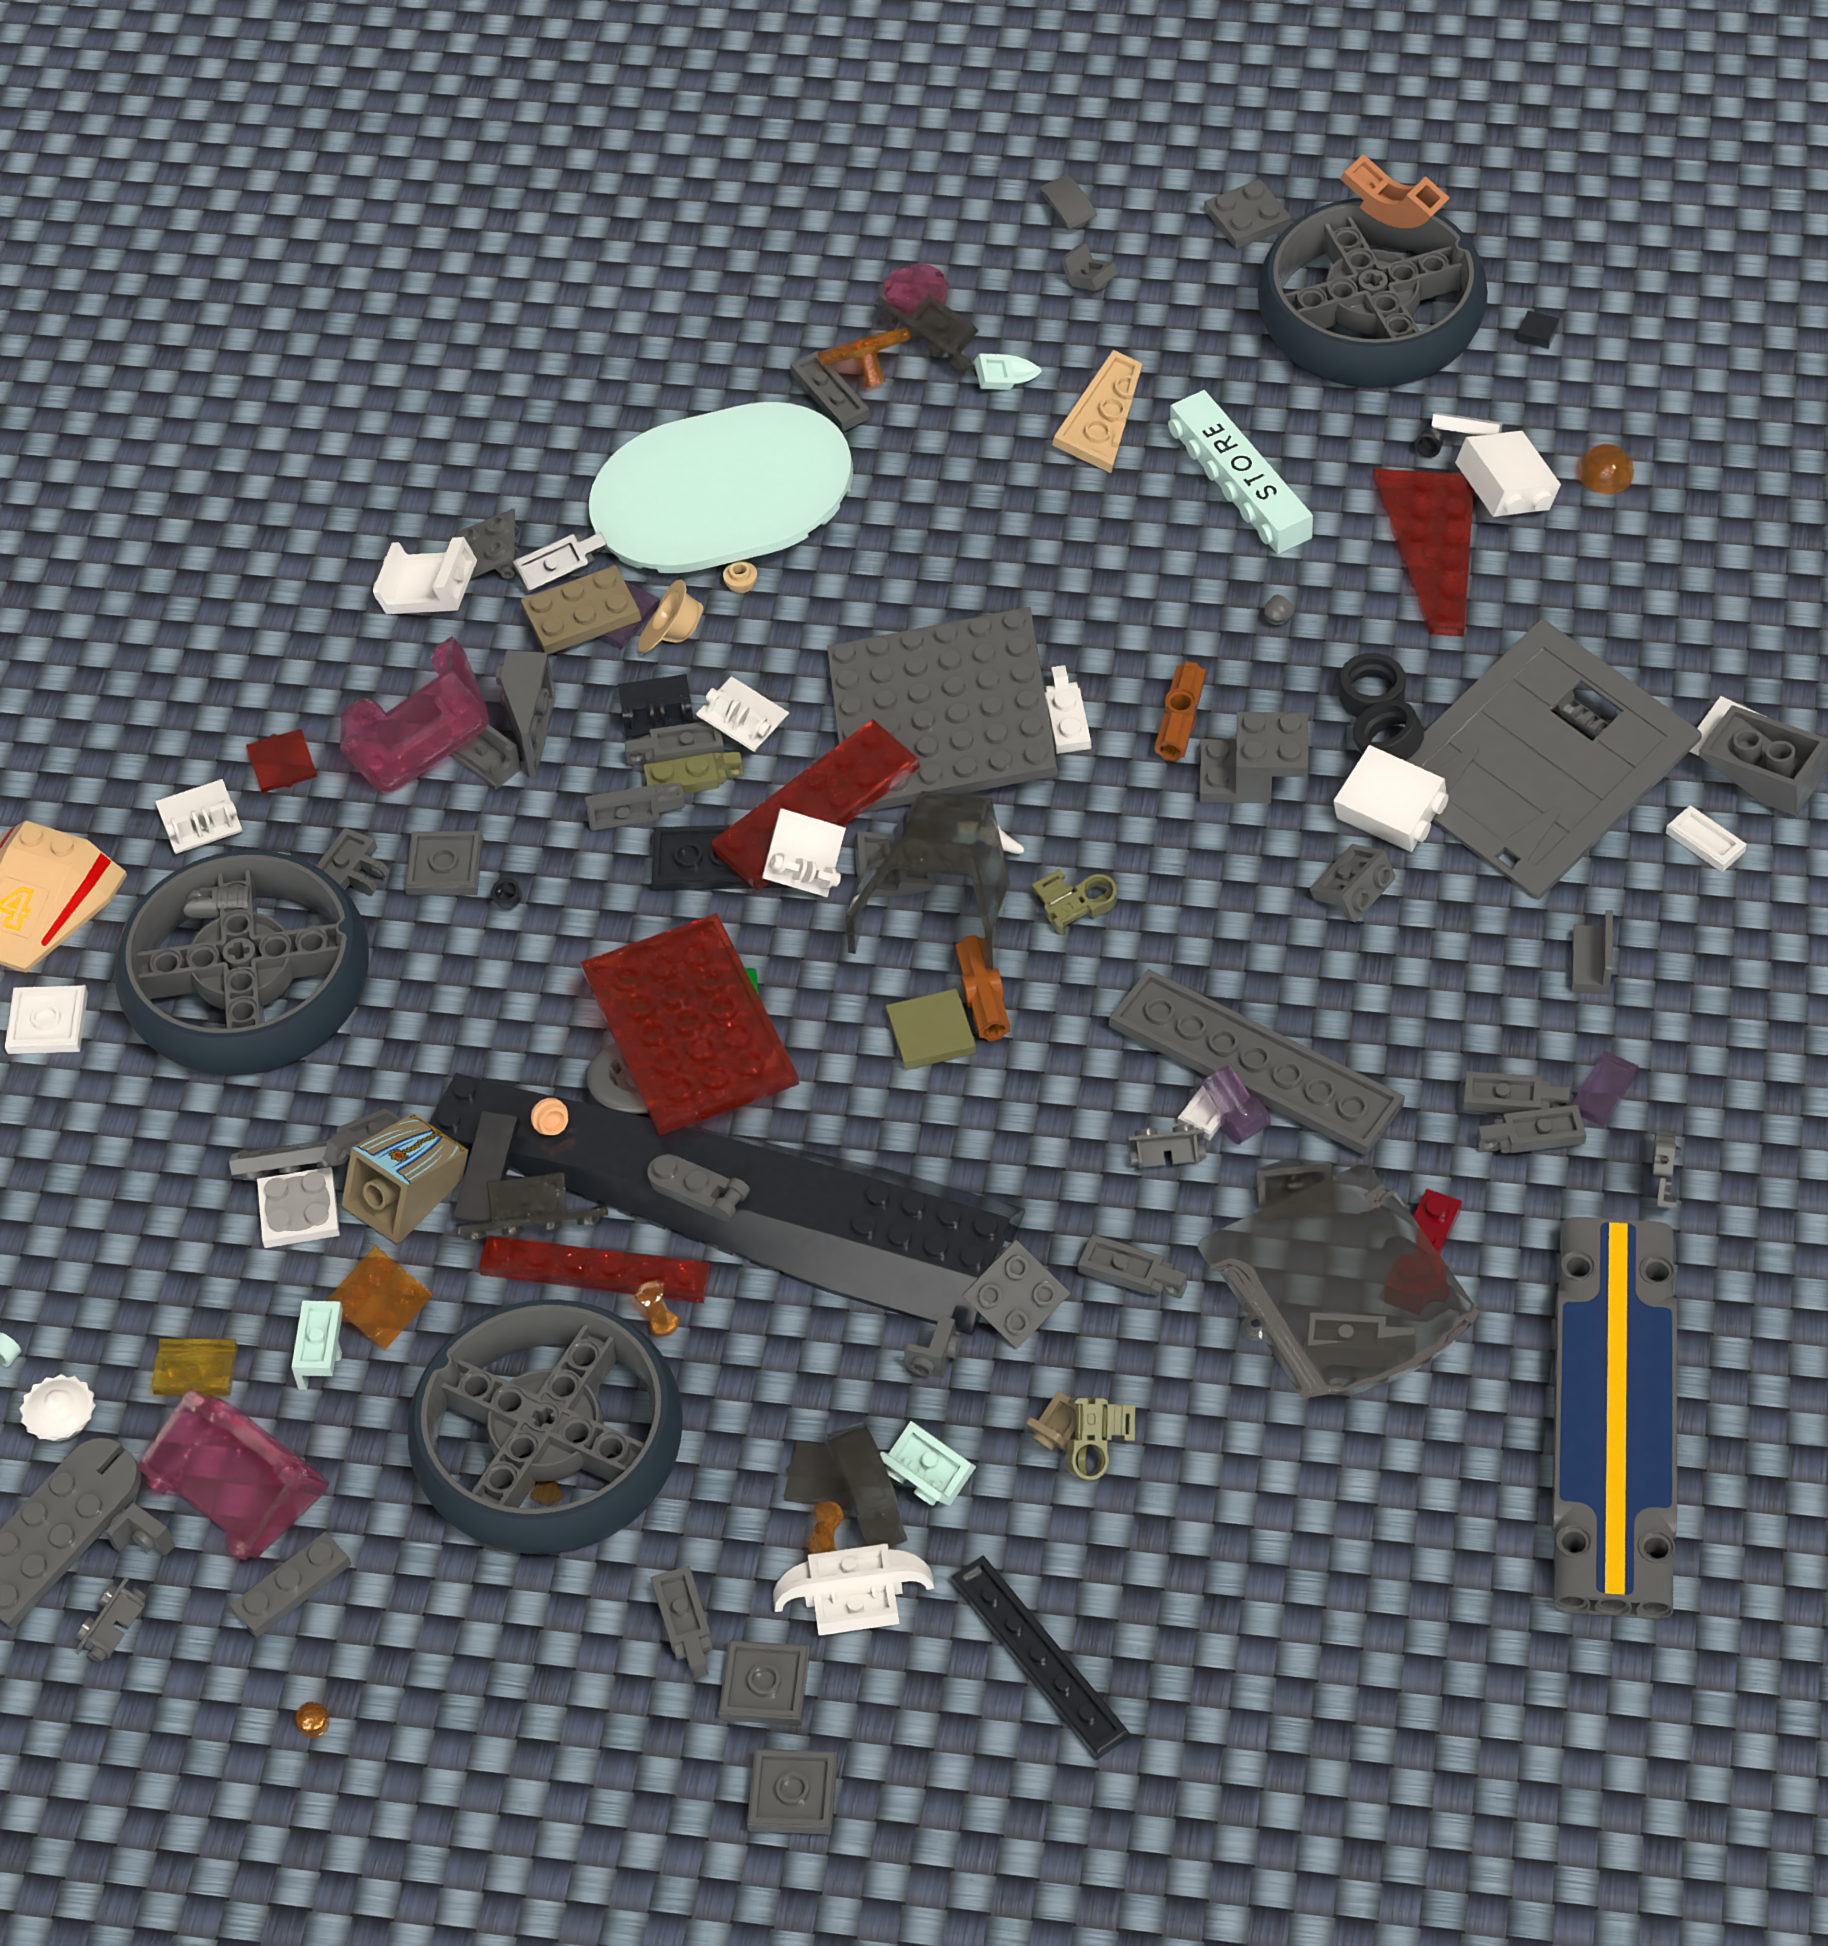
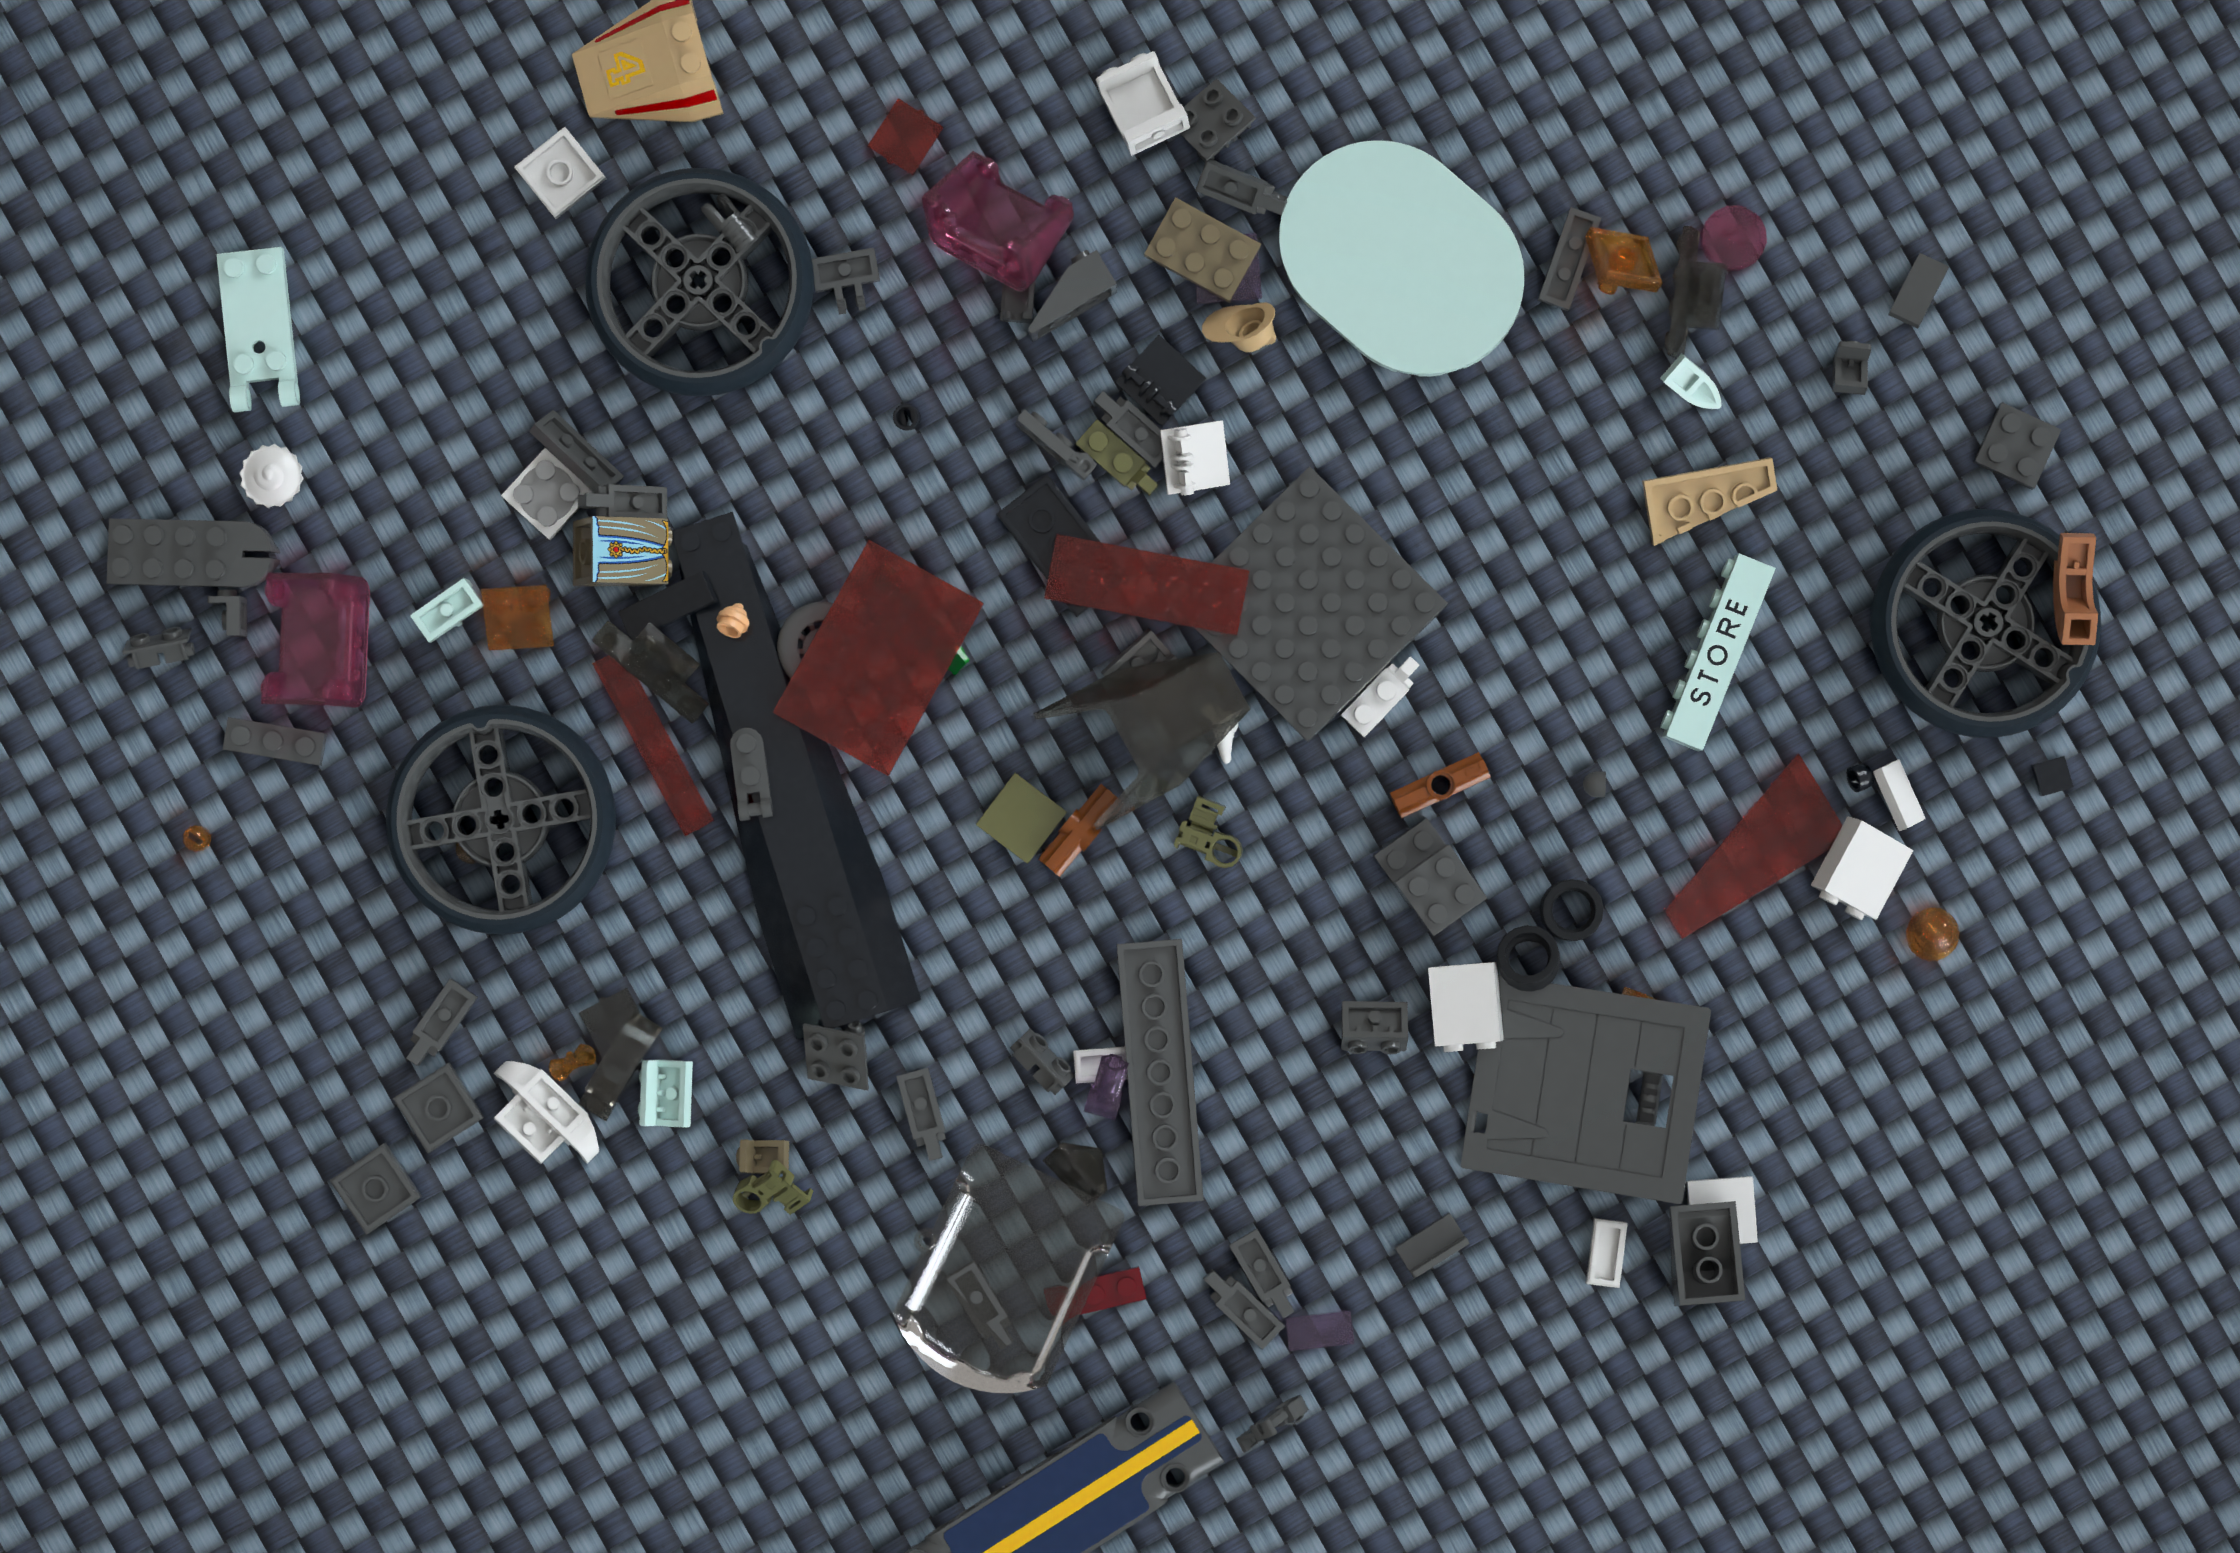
camera: 45 degrees right, 35 degrees up
(196, 1365) = (374, 536): clear yellow plate -> none
(199, 816) = (808, 122): white hinge -> none
(444, 863) = (904, 343): dark grey tile -> none
(650, 1296) = (654, 803): clear orange piece -> none
(740, 576) = (1326, 350): tan plate -> none
(804, 853) = (1091, 617): white hinge -> none
(935, 1359) = (765, 1034): dark grey bracket -> none
(1040, 1657) = (588, 1269): black tile -> none

